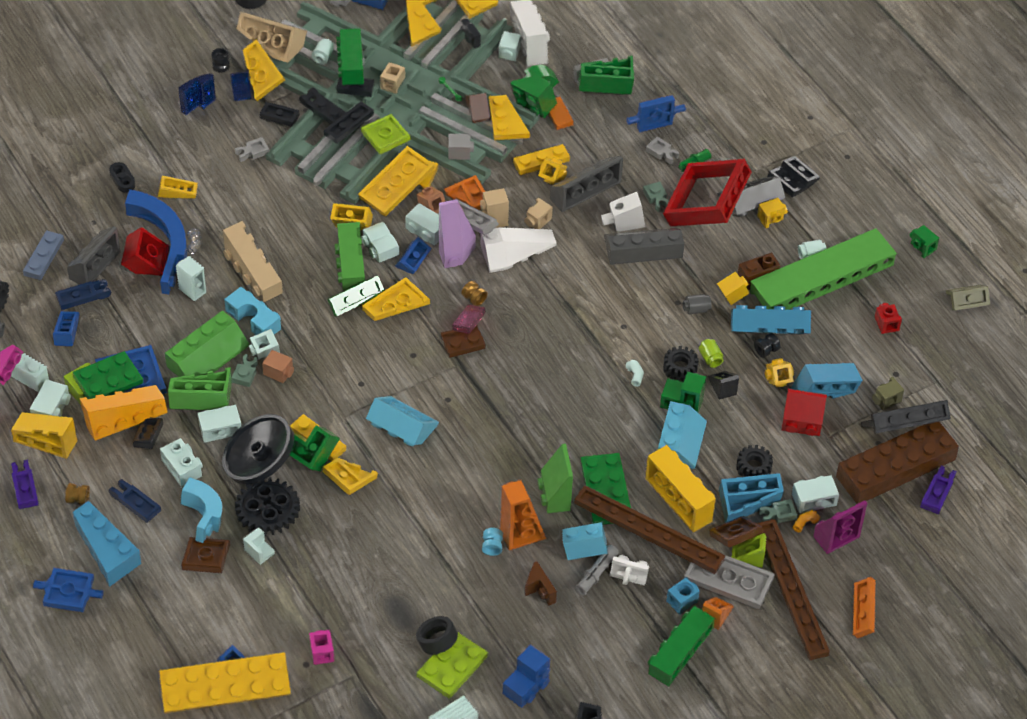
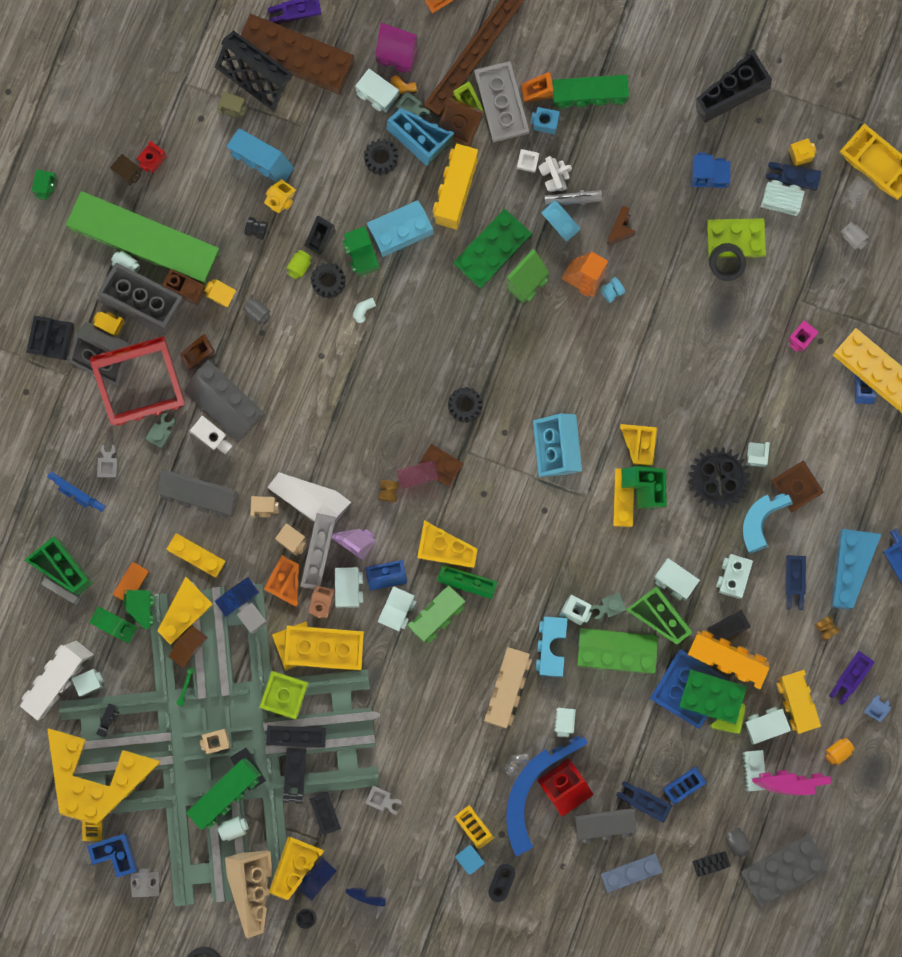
camera: 120 degrees left, 30 degrees up
(157, 167) = (470, 859): none -> dark azure panel
(258, 449) = (681, 522): black dish -> none
(278, 366) = (589, 579): nougat brick -> none
(349, 213) = (393, 651): yellow brick -> none
(484, 151) = (237, 596): none -> clear blue slope
(494, 393) = (465, 393): none -> black tyre
(547, 170) = (208, 529): yellow brick -> none
(649, 529) = (512, 181): reddish brown plate -> none
(659, 560) = (528, 161): none -> white plate
(694, 158) = (98, 428): green axle -> none
(697, 251) = (197, 352): none -> reddish brown slope
(771, 320) = (232, 236): dark azure wedge -> none
(772, 235) = (140, 298): none -> dark grey slope
(804, 412) = (307, 149): red slope -> none
(892, 294) = (126, 170): none -> dark brown brick
(969, 297) = (75, 114): olive panel -> none

